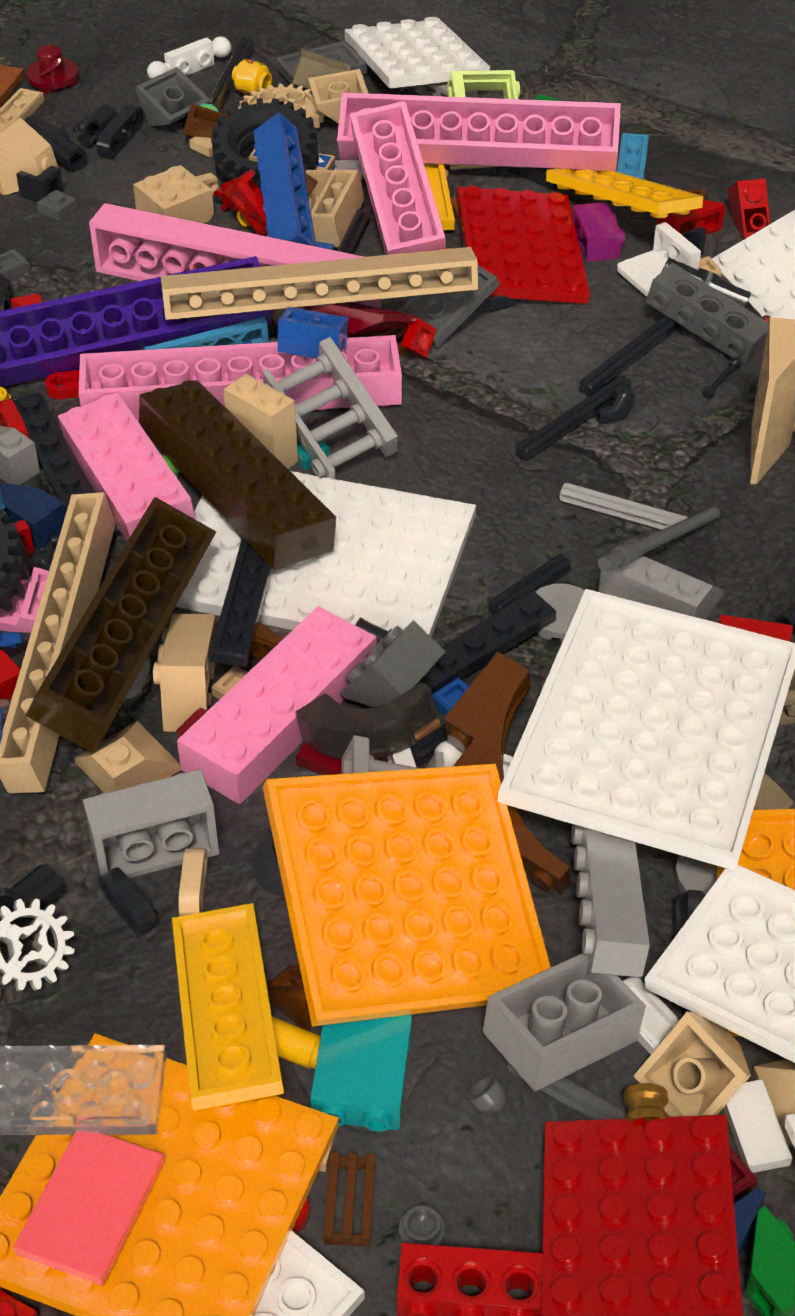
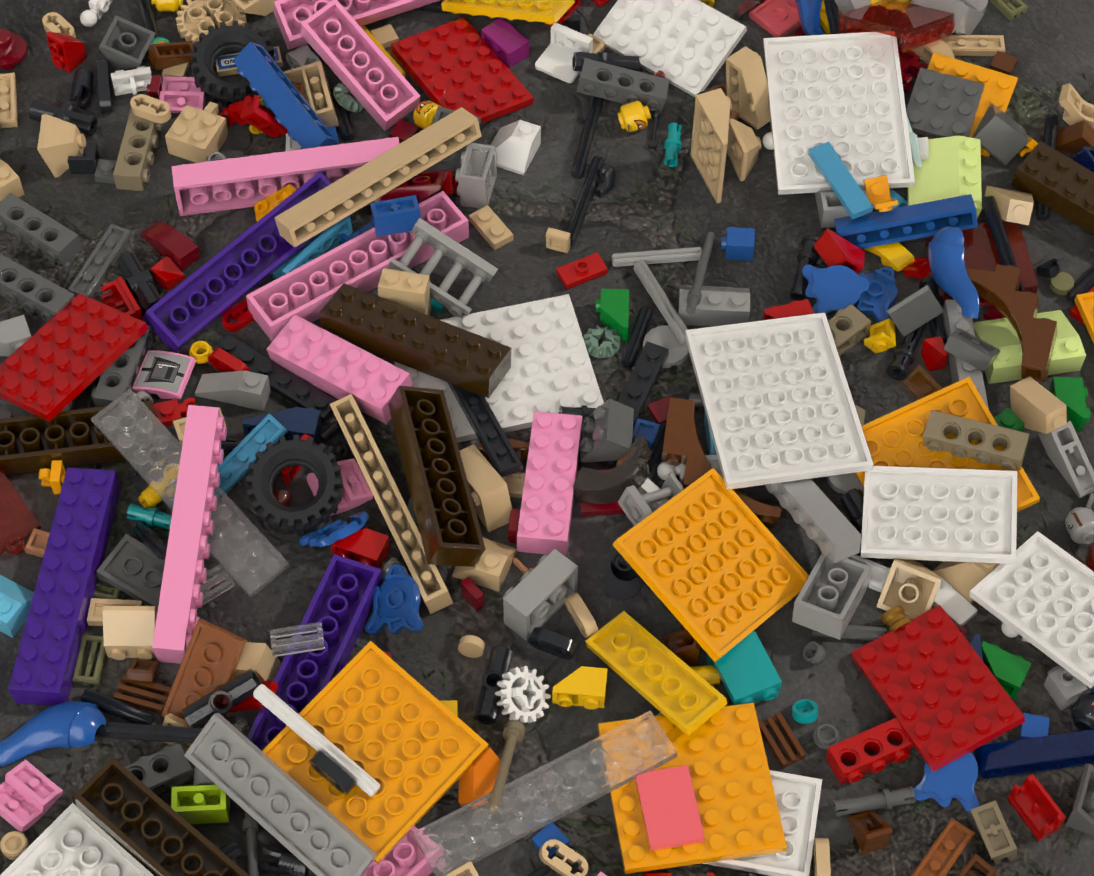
camera: 30 degrees left, 10 degrees up
(20, 853) = (471, 646): none -> tan tile
(56, 283) = (172, 243): none -> dark red slope
(74, 790) = (472, 594): none -> dark red tile
(106, 84) = (66, 51): none -> red slope
(107, 184) = (136, 153): none -> dark tan brick
(119, 977) = (582, 688): none -> yellow slope
(122, 73) = (52, 18): none -> tan beam
(139, 155) = (150, 108): none -> tan beam
(152, 135) = (131, 80): none -> white hips
(168, 151) = (155, 86): none -> dark red plate
(193, 158) = (181, 92): none -> bright pink slope
(363, 220) = (346, 98): none -> sand green gear
(414, 1173) = (805, 711): none -> teal tile
(436, 404) = (491, 227): none -> tan plate
(453, 339) = (476, 175): none -> light grey piece
(460, 180) = (385, 35): none -> tan tile
(479, 583) = (607, 348): none -> sand green gear
(506, 443) = (557, 240): none -> tan tile
(514, 488) = (582, 271): none -> red plate
(522, 543) = (614, 310): none -> green slope
(530, 335) = (516, 145): none -> white slope
(591, 548) = (661, 300): none -> light grey axle
(701, 352) = (633, 116): none -> yellow head
(732, 398) = (672, 144): none -> teal pin
(744, 532) = (738, 243): none -> blue brick

